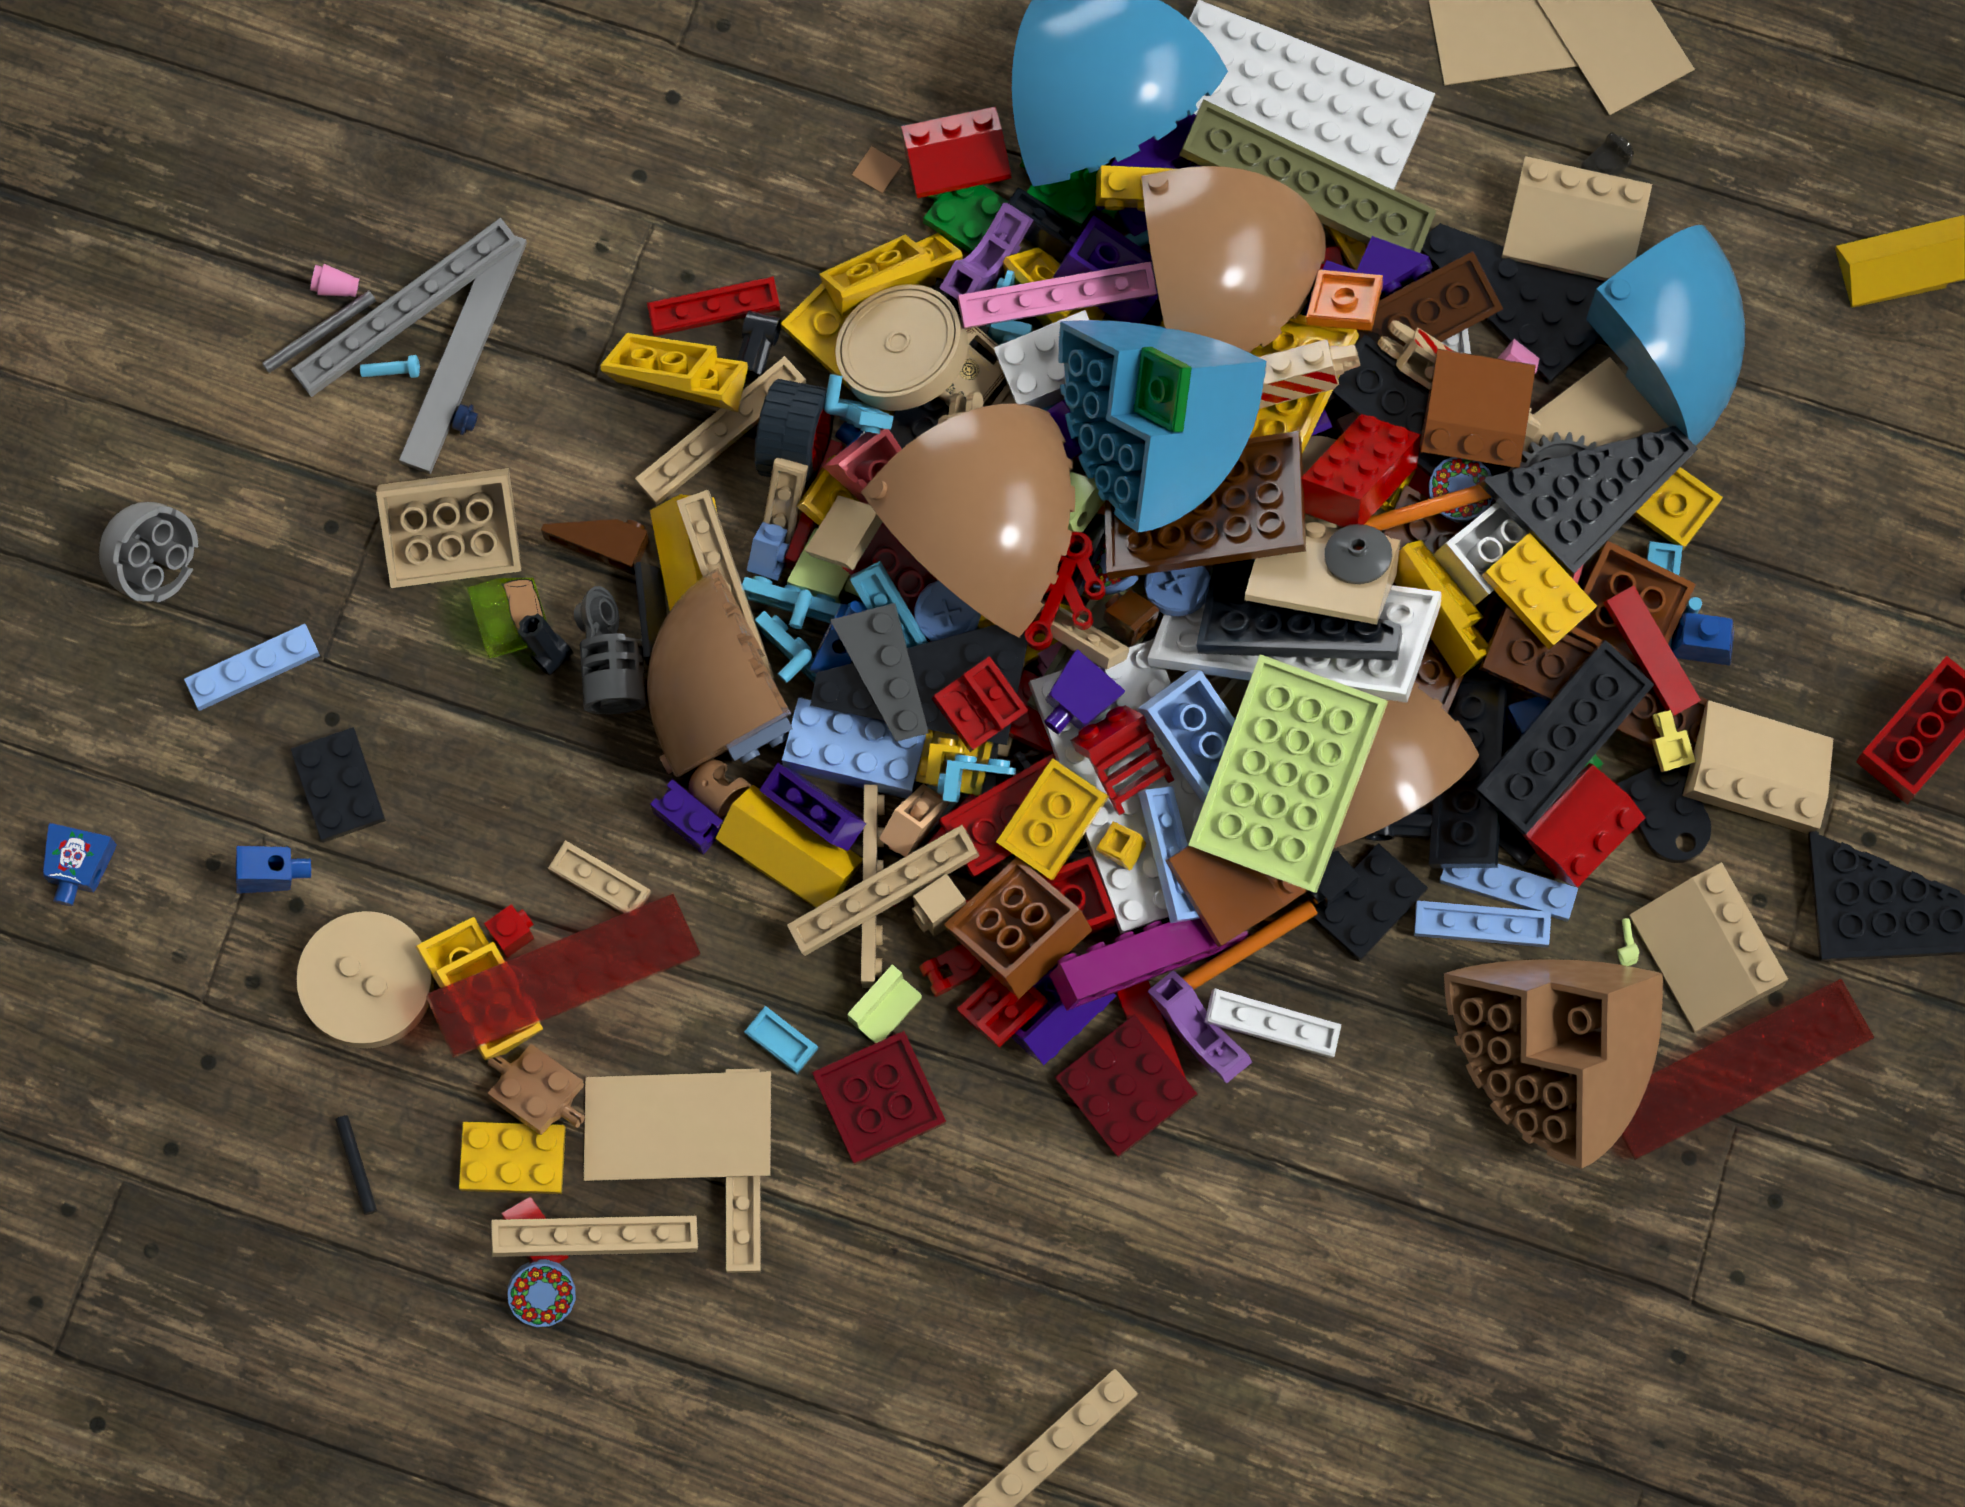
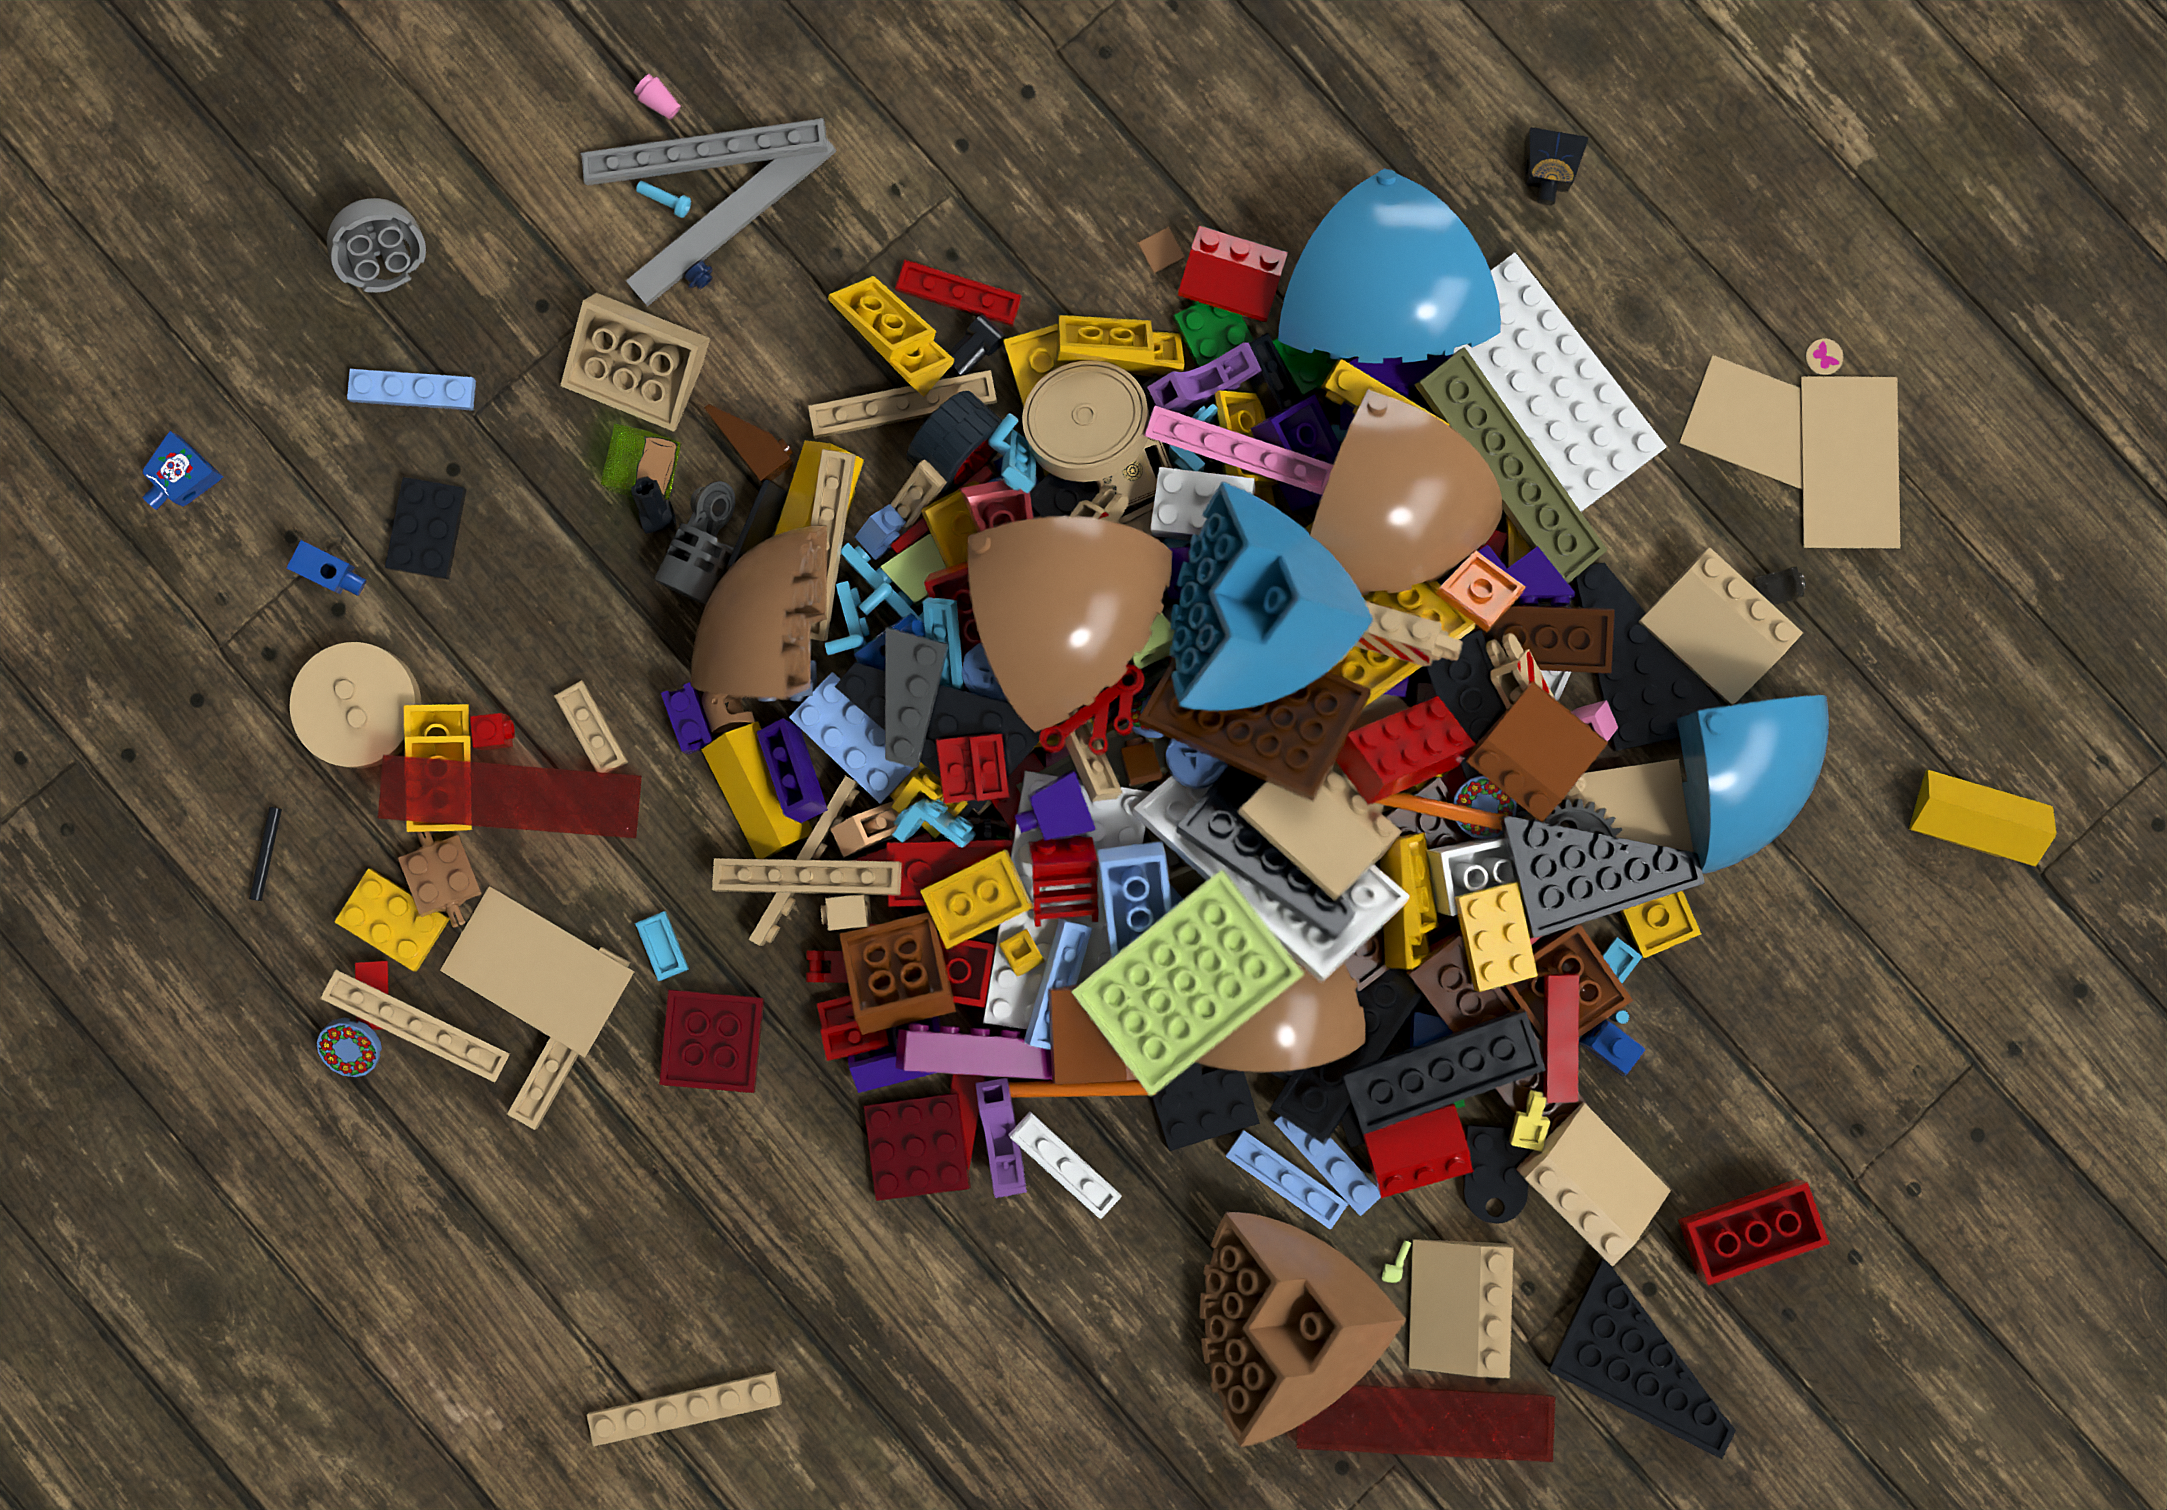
camera: 30 degrees right, 10 degrees up
(319, 331) = (625, 132): flat silver bar -> none
(844, 533) = (941, 557): tan tile -> none
(884, 1005) = (760, 967): yellowish green panel -> none
(1162, 389) = (1268, 597): green tile -> none
(1358, 565) = (1349, 840): dark grey dish -> none

